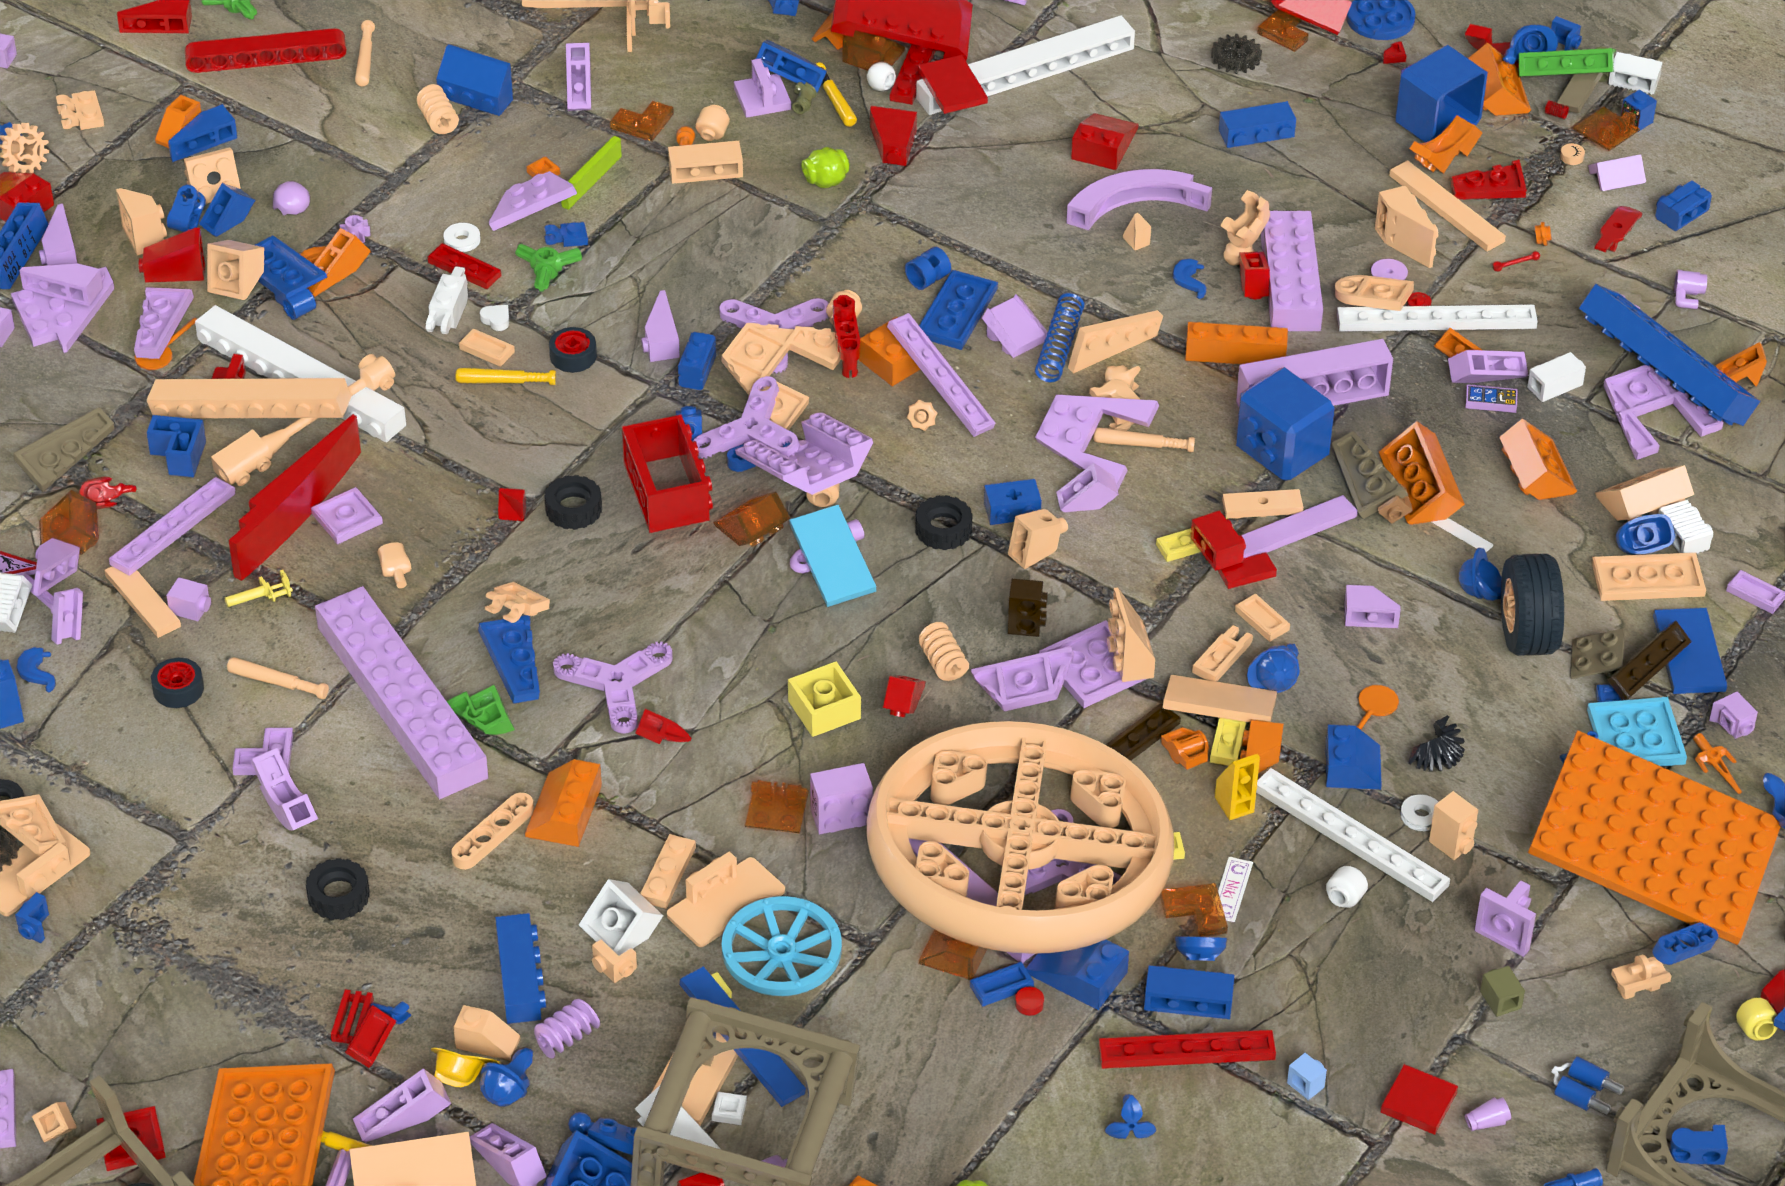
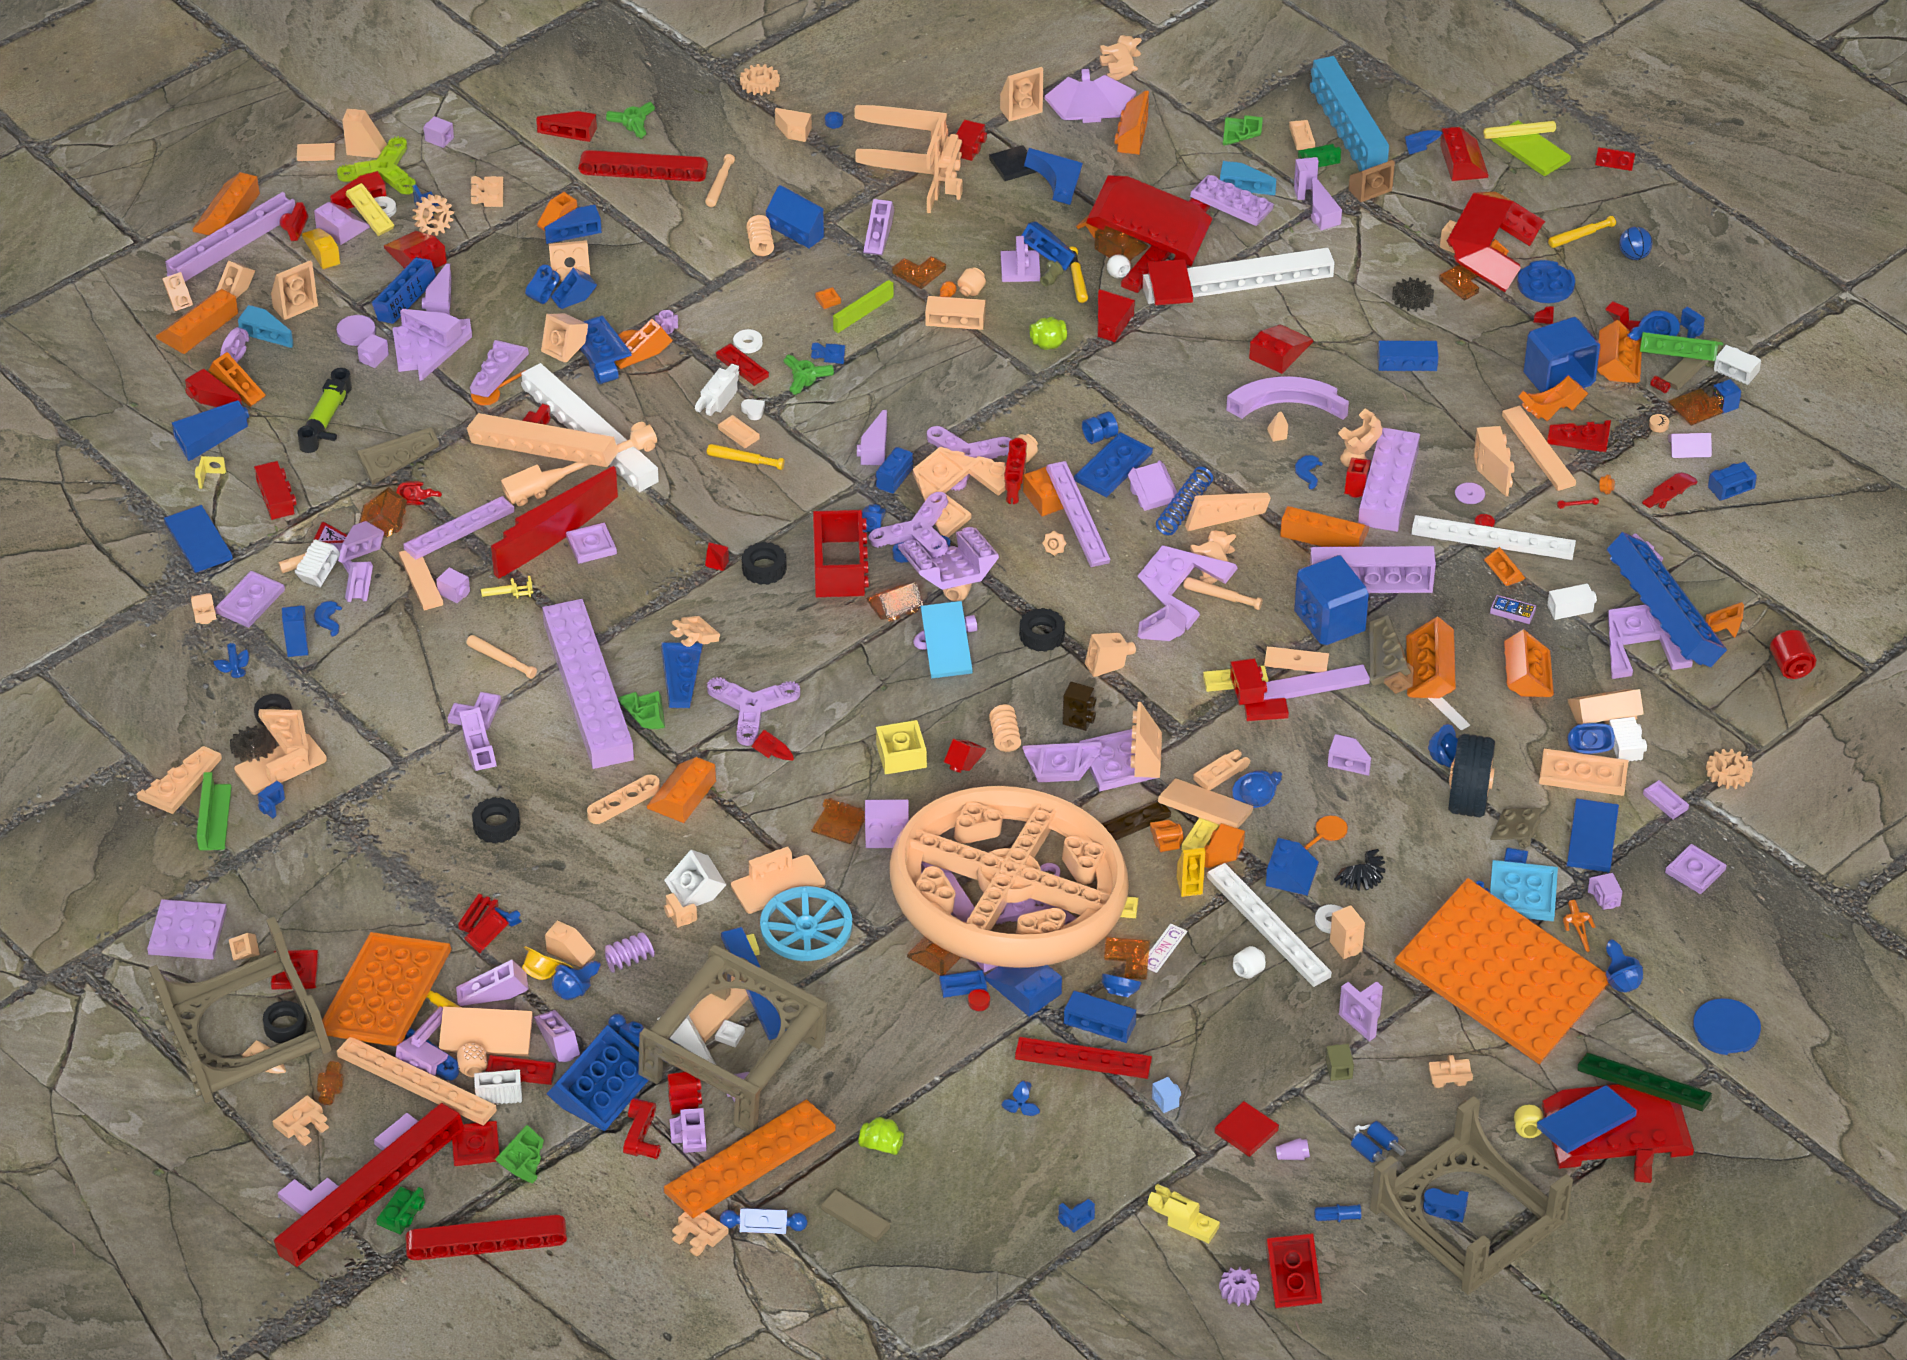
camera: 15 degrees right, 0 degrees up
(140, 219) = (505, 287): light nougat slope -> none
(174, 259) = (522, 321): red slope -> none
(177, 682) = (426, 646): black wheel -> none
(179, 440) = (481, 464): blue brick -> none
(291, 198) = (626, 288): lavender hair -> none
(394, 562) = (615, 585): light nougat piece -> none
(518, 968) = (608, 902): blue brick -> none
(530, 197) = (807, 318): lavender wing -> none
(572, 349) = (802, 444): black wheel -> none
(668, 870) = (745, 850): light nougat plate -> none
(1011, 499) = (1099, 620): blue brick -> none
(1262, 617) = (1264, 748): light nougat tile -> none
(1373, 291) = (1450, 507): light nougat tile -> none
(1486, 366) = (1518, 583): lavender slope -> none
(1649, 660) = (1553, 836): dark brown tile -> none
(1689, 283) = (1711, 545): lavender piece -> none
(1690, 934) = (1480, 1056): blue beam -> none

